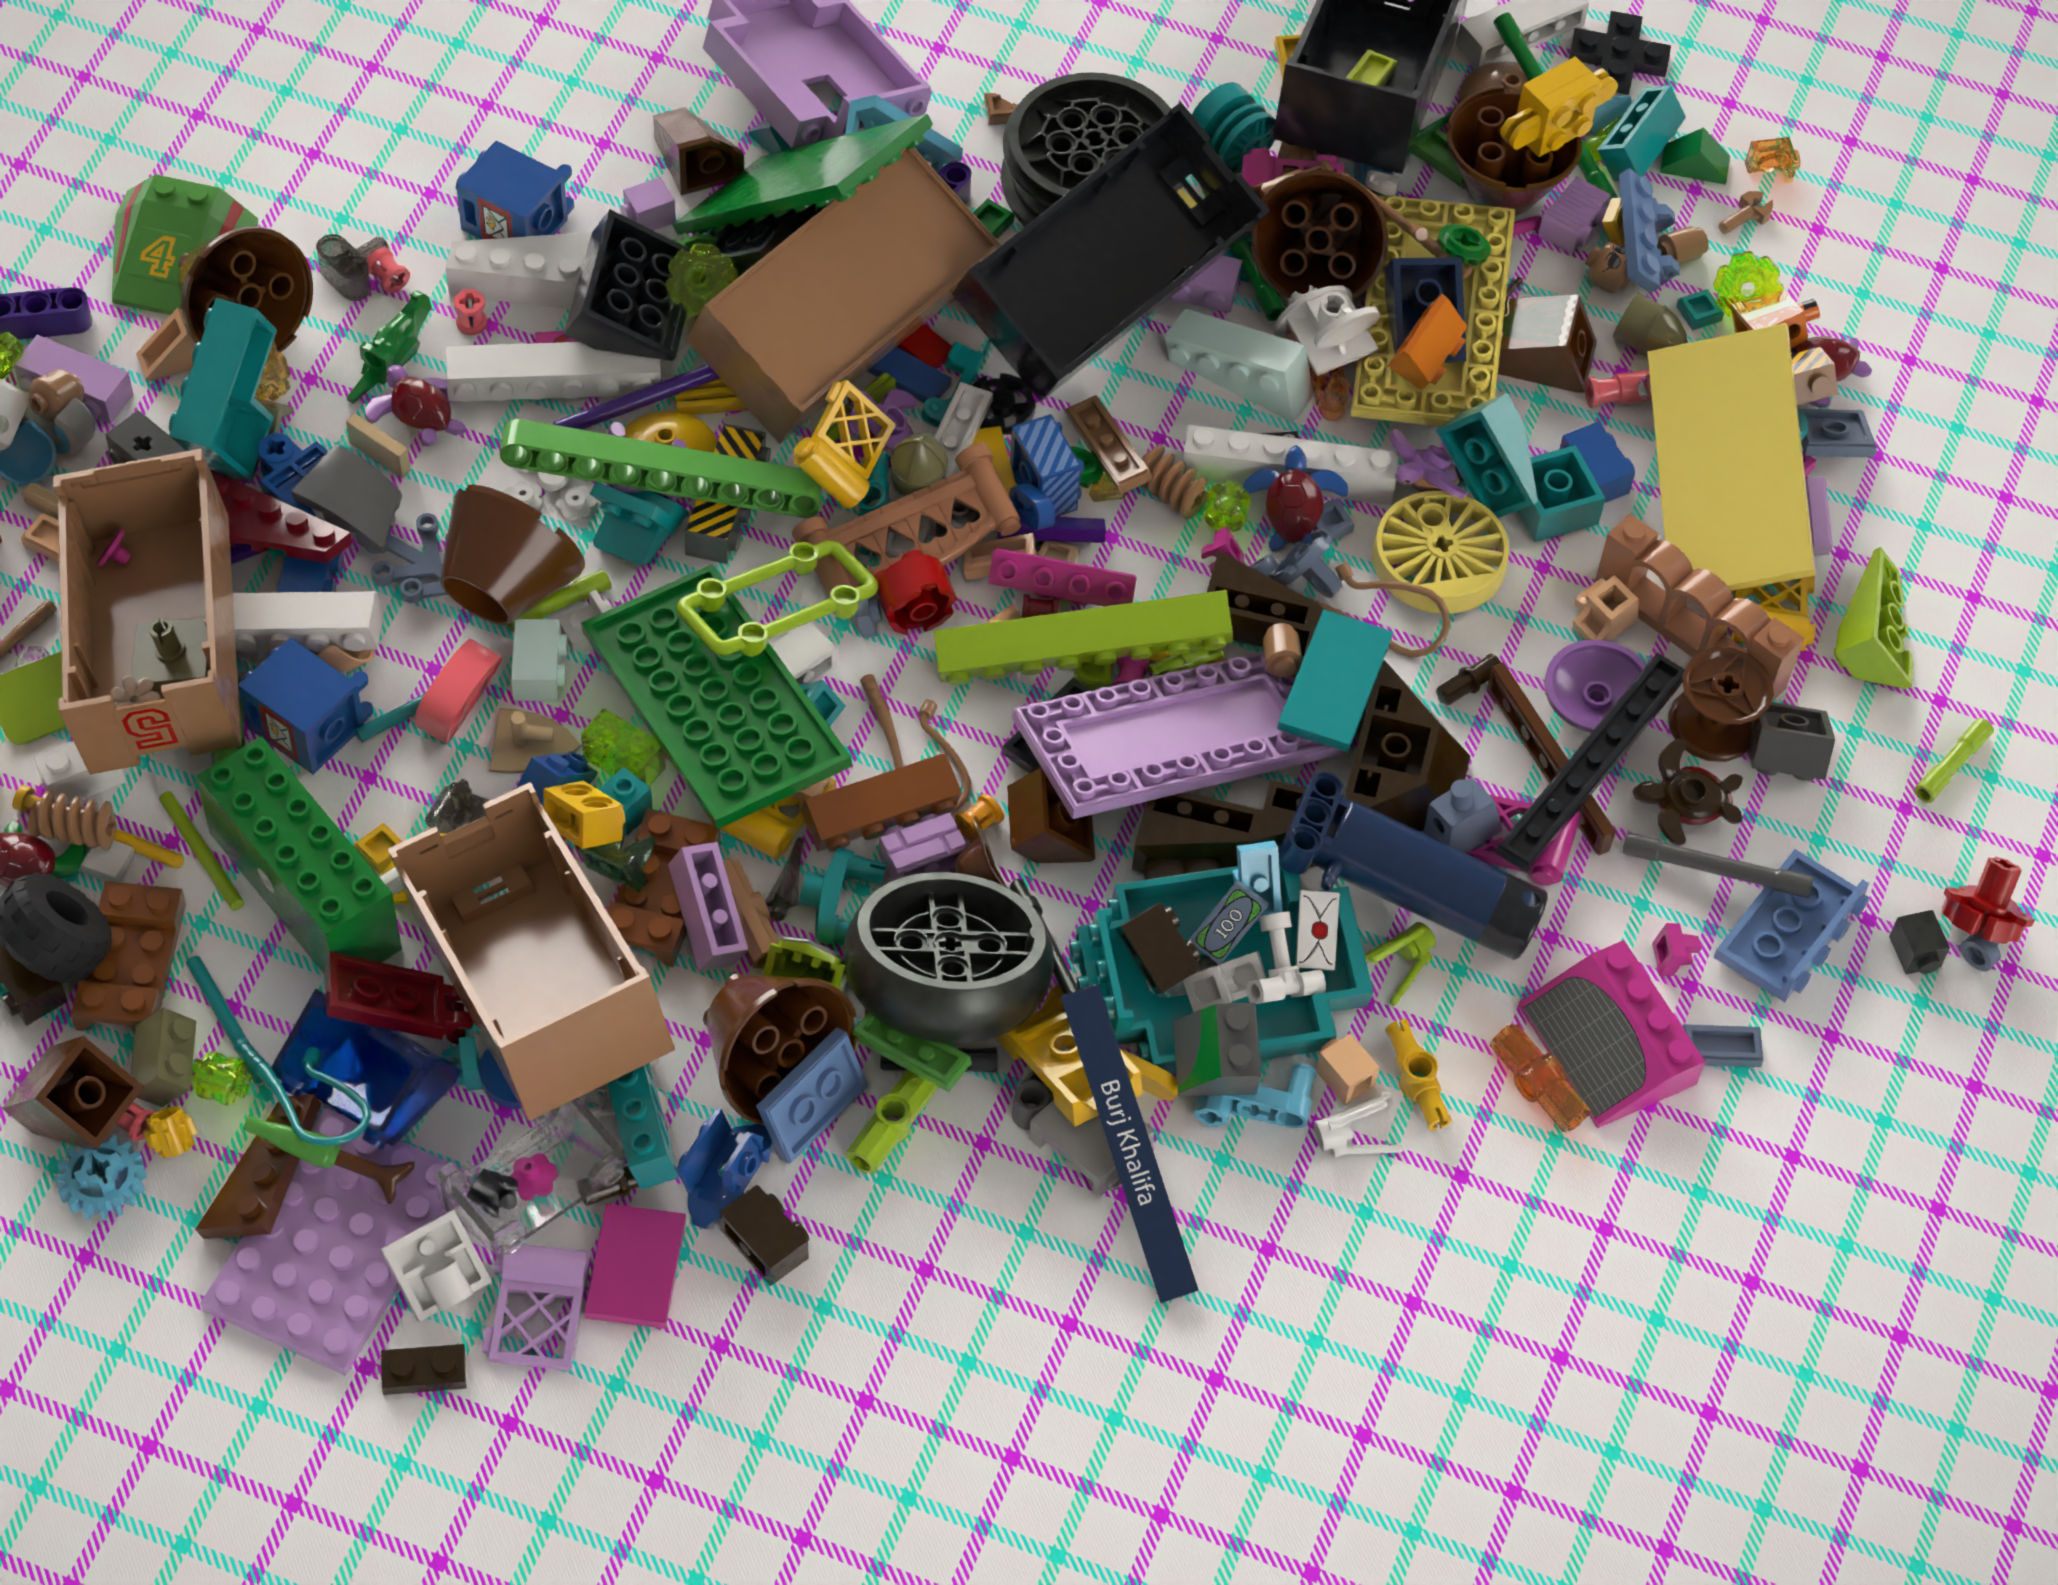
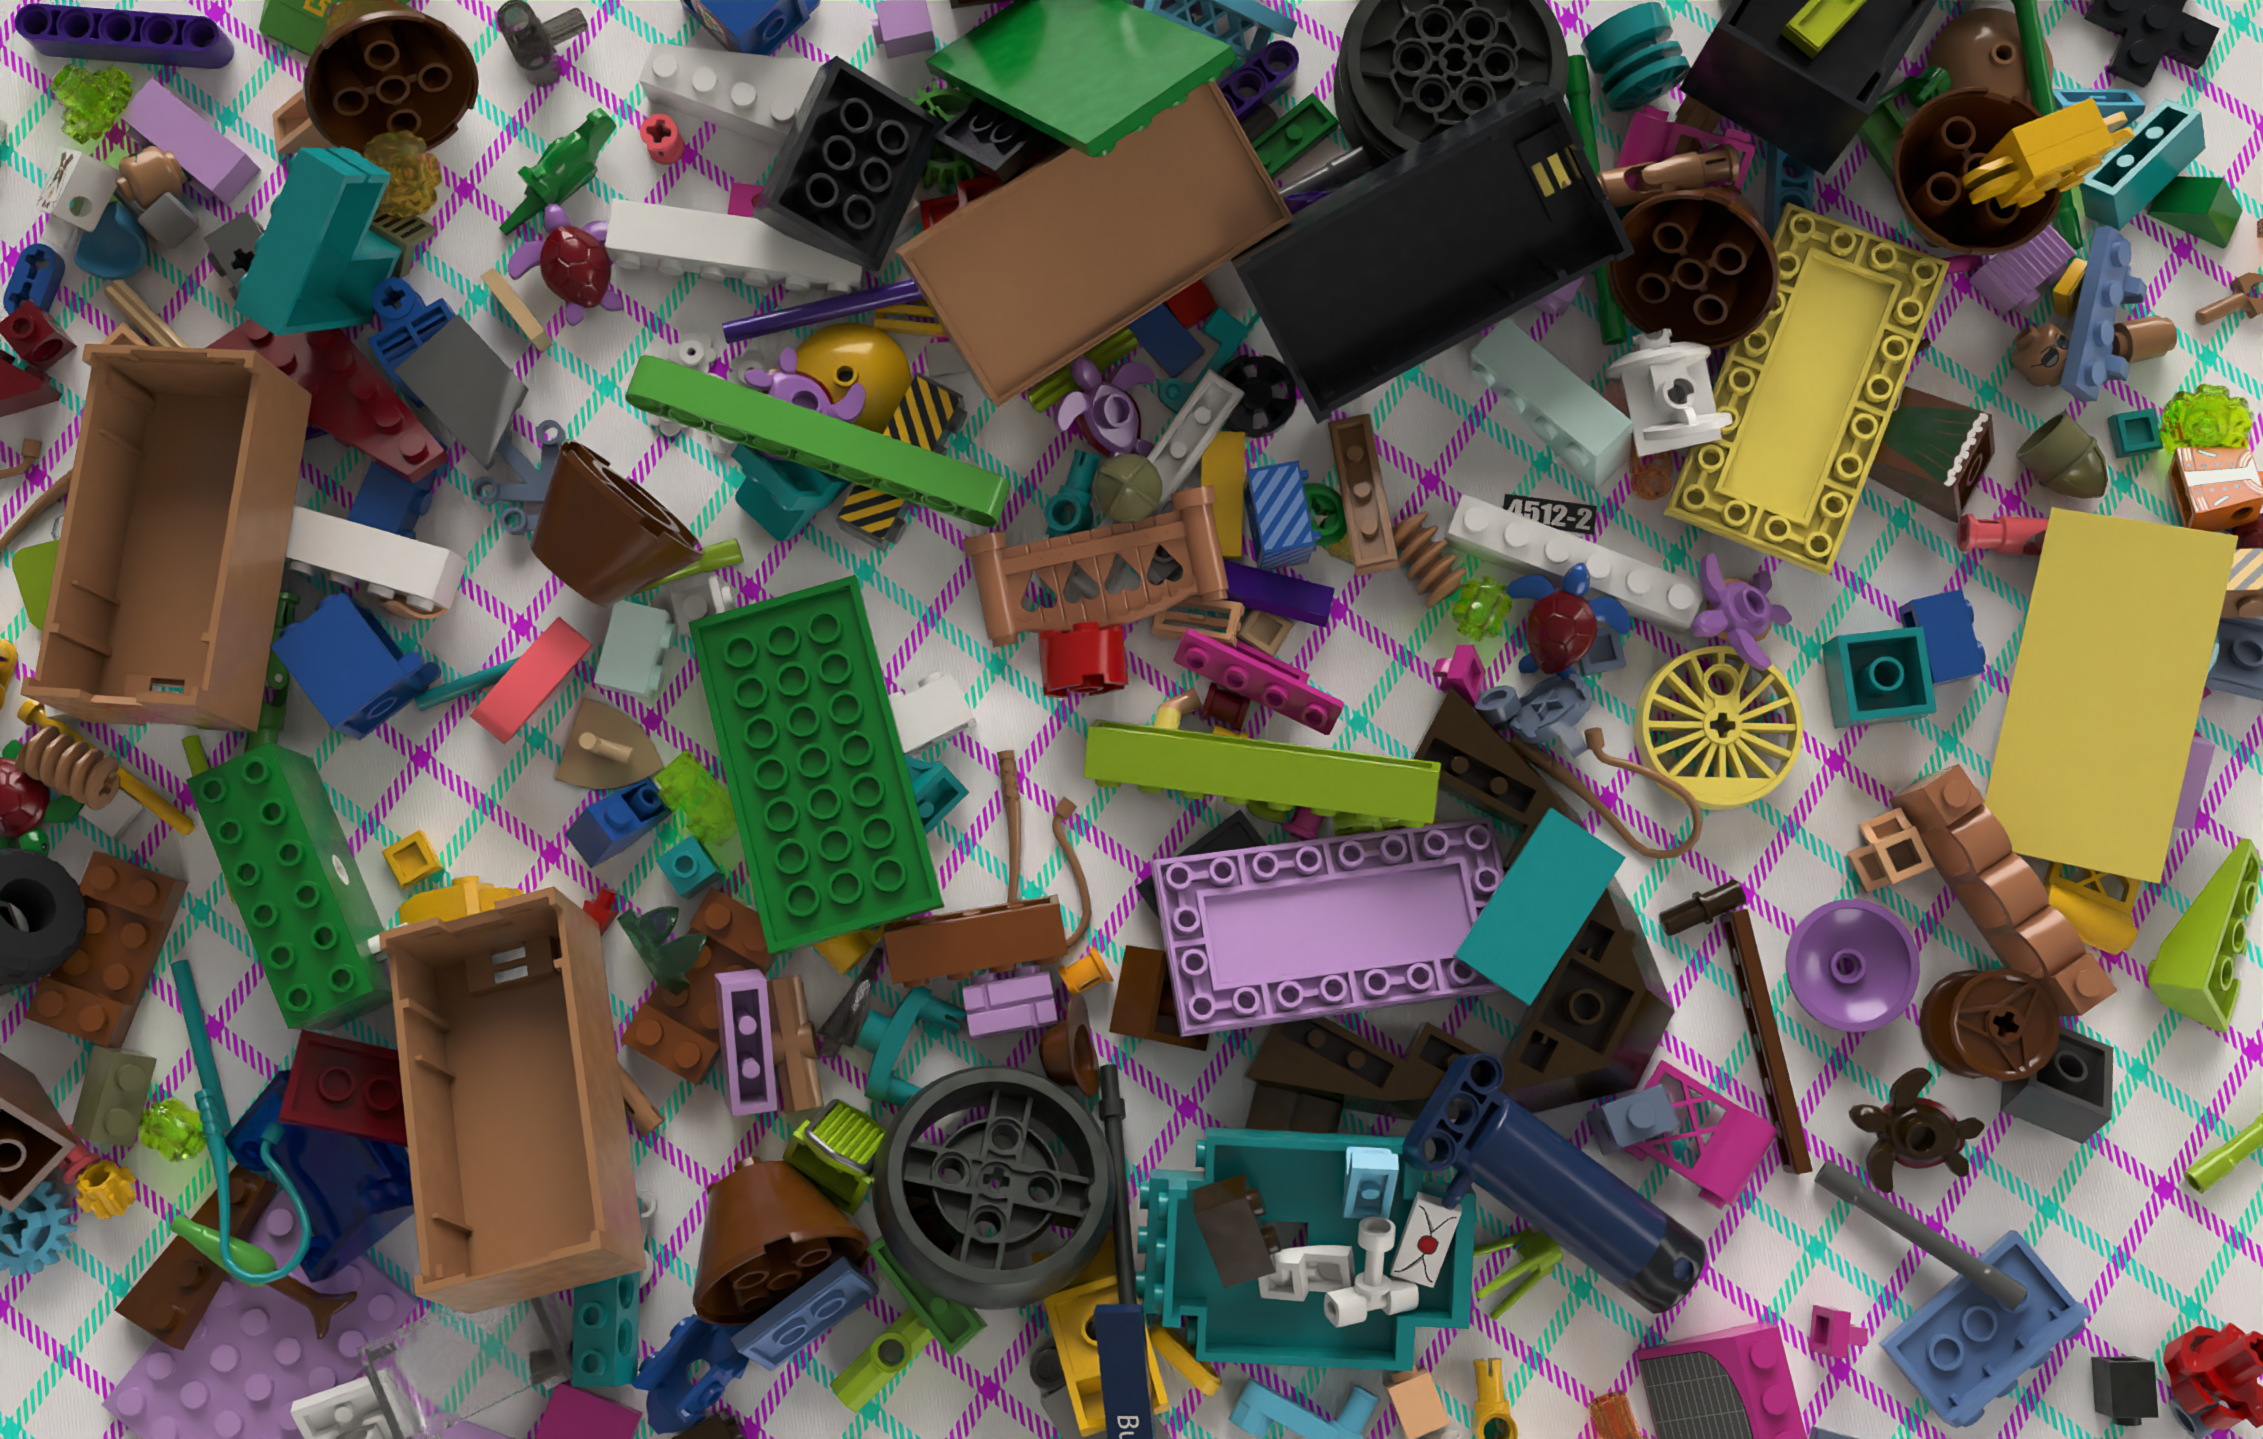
camera: 15 degrees right, 25 degrees up
(115, 551) = (169, 424): dark pink plant -> none
(134, 692) = (144, 646): white plant -> none
(170, 651) = (186, 587): olive tile -> none
(387, 270) = (579, 56): coral bush -> none
(455, 807) = (510, 845): clear smoke beam -> none
(493, 1192) = (427, 1361): black arm -> none
(534, 1176) = (487, 1342): dark pink plant -> none
(584, 814) = (631, 893): yellow brick -> none
(690, 268) = (928, 175): clear neon green plant -> none
(752, 635) = (871, 706): lime bar -> none
(834, 464) = (1022, 481): yellow piece -> none
(867, 615) = (1023, 665): sand blue plate -> none
(1032, 506) = (1248, 570): blue beam -> none
(1217, 1051) = (1268, 1376): dark grey slope -> none
(1229, 922) = (1323, 1221): sand blue tile -> none
(1282, 650) = (1489, 844): medium nougat brick -> none
(1382, 182) = (1796, 186): white tile -> none
(1414, 286) = (1795, 402): dark blue slope -> none
(1418, 232) = (1818, 292): medium nougat piece -> none
(1429, 344) = (1782, 462): orange slope -> none
(1473, 246) = (1881, 308): green gear -> none
(1492, 455) = (1817, 624): teal slope -> none
(1591, 763) = (1813, 1075): black tile -> none

